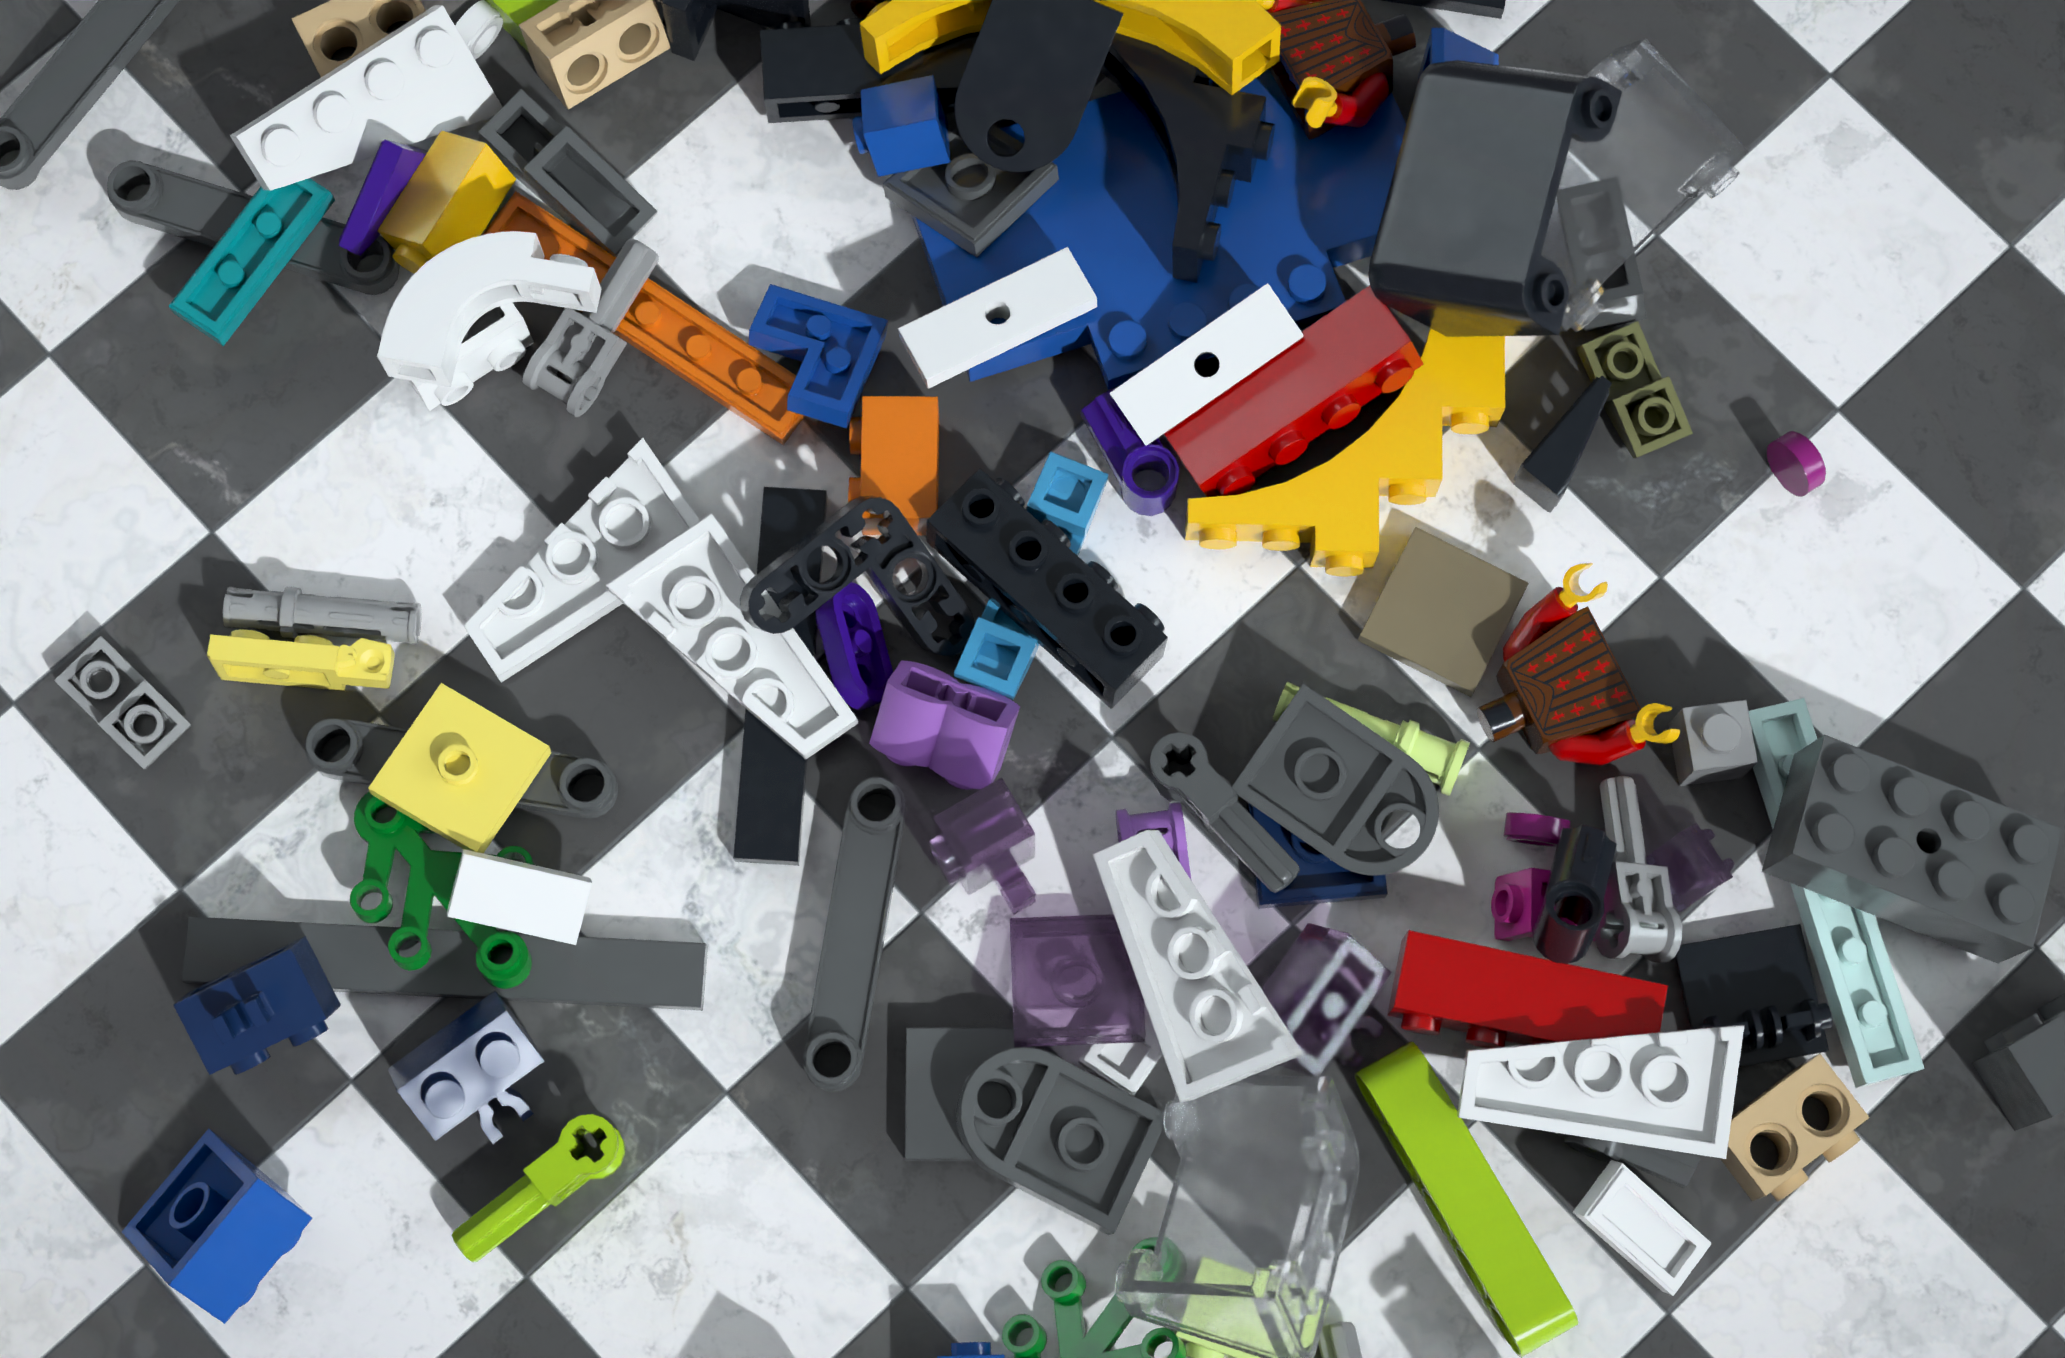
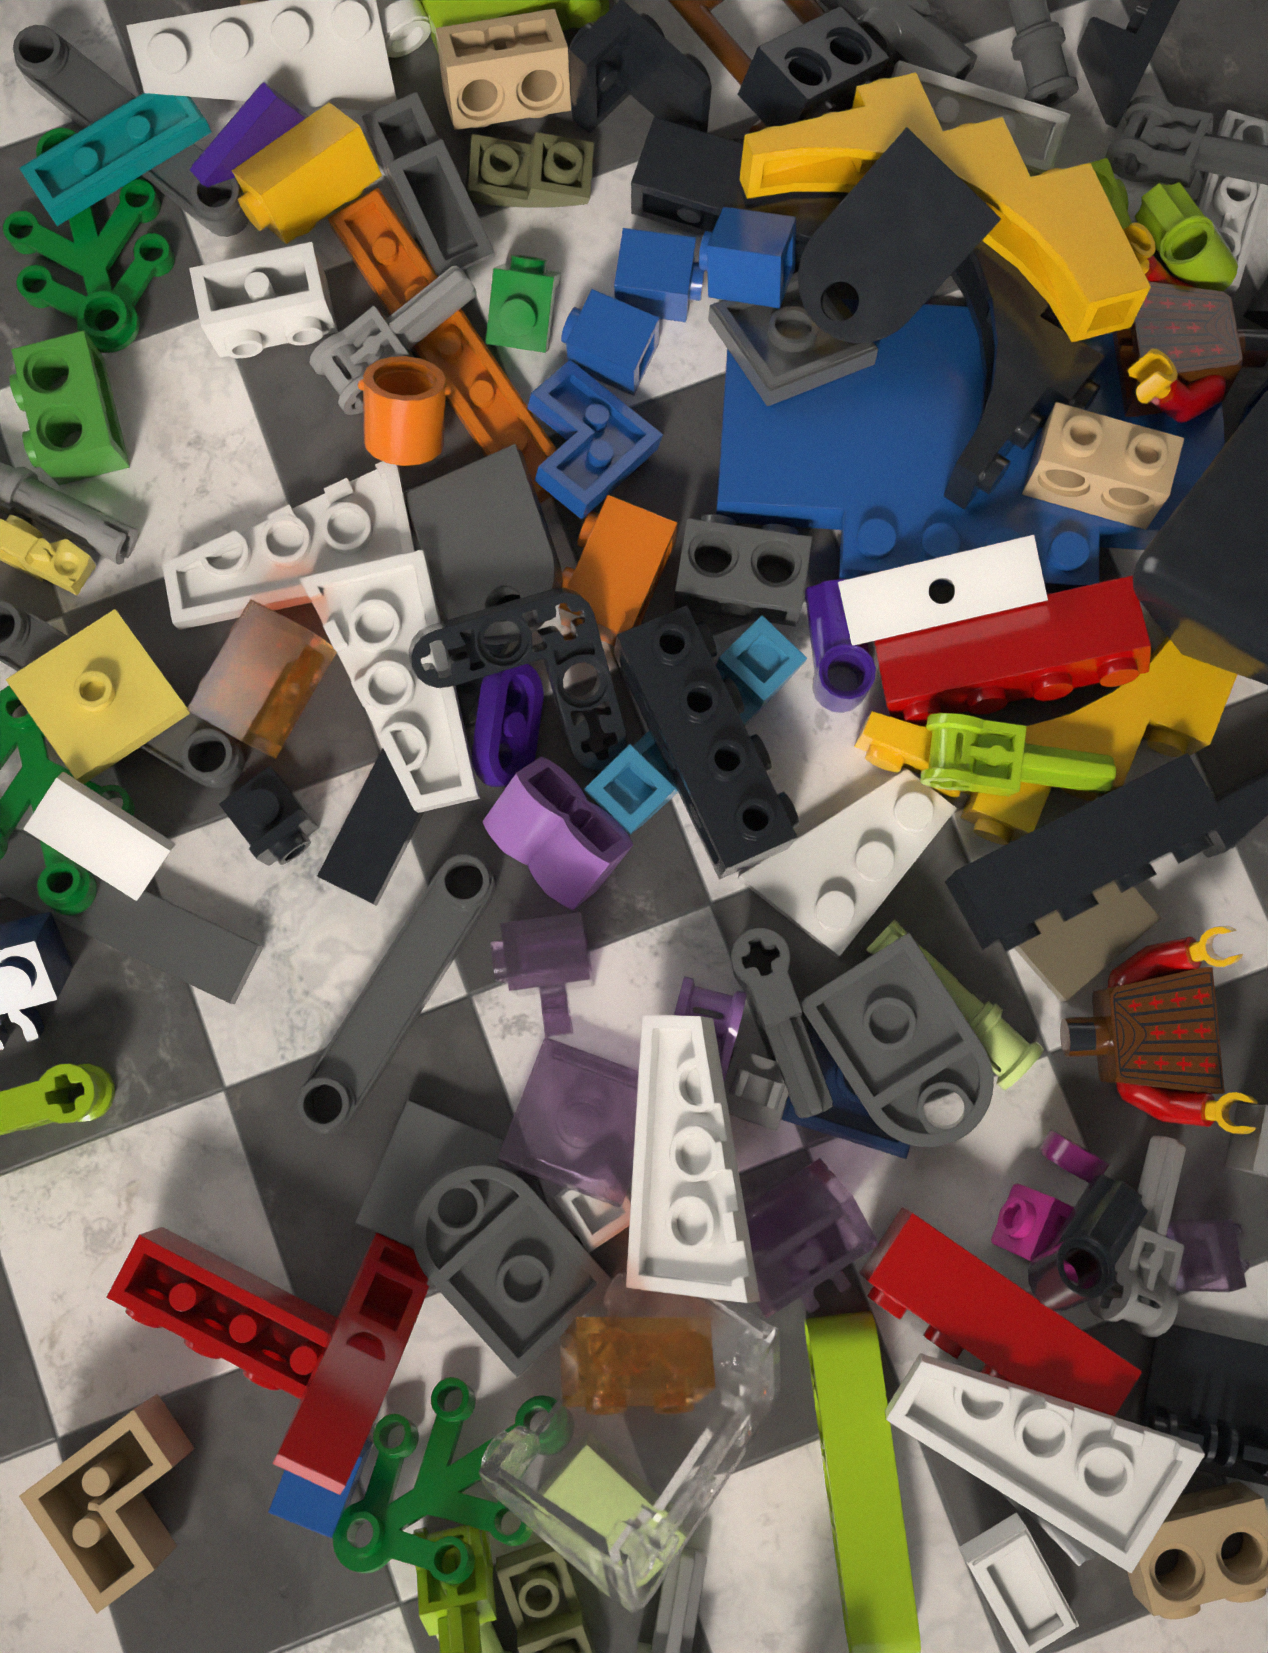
camera: 25 degrees right, 5 degrees up
(265, 365) = (92, 258): none -> green plant
(316, 510) = (78, 405): none -> bright green brick
(464, 284) = (275, 243): white arch -> none
(607, 692) = (262, 678): none -> clear orange brick
(636, 392) = (404, 410): none -> orange piece
(656, 123) = (533, 175): none -> olive slope
(665, 822) = (270, 818): none -> black bracket
(702, 248) = (522, 304): none -> green bracket
(762, 481) = (485, 539): none -> dark grey tile
(802, 251) = (611, 341): none -> blue brick
(820, 173) = (658, 273): none -> blue brick
(848, 1281) = (222, 1310): none -> red brick
(968, 1255) = (355, 1367): none -> red slope
(1020, 434) = (740, 588): none -> dark grey brick
(1029, 300) = (798, 465): white tile -> none
(1216, 1162) = (636, 1363): none -> clear orange brick
(1225, 646) = (851, 861): none -> white wing
(1225, 887) = (755, 1089): none -> light grey tile
(1304, 196) = (1103, 466): none -> tan brick
(1315, 497) = (995, 759): none -> lime connector
(1432, 550) = (1085, 852): none -> black brick

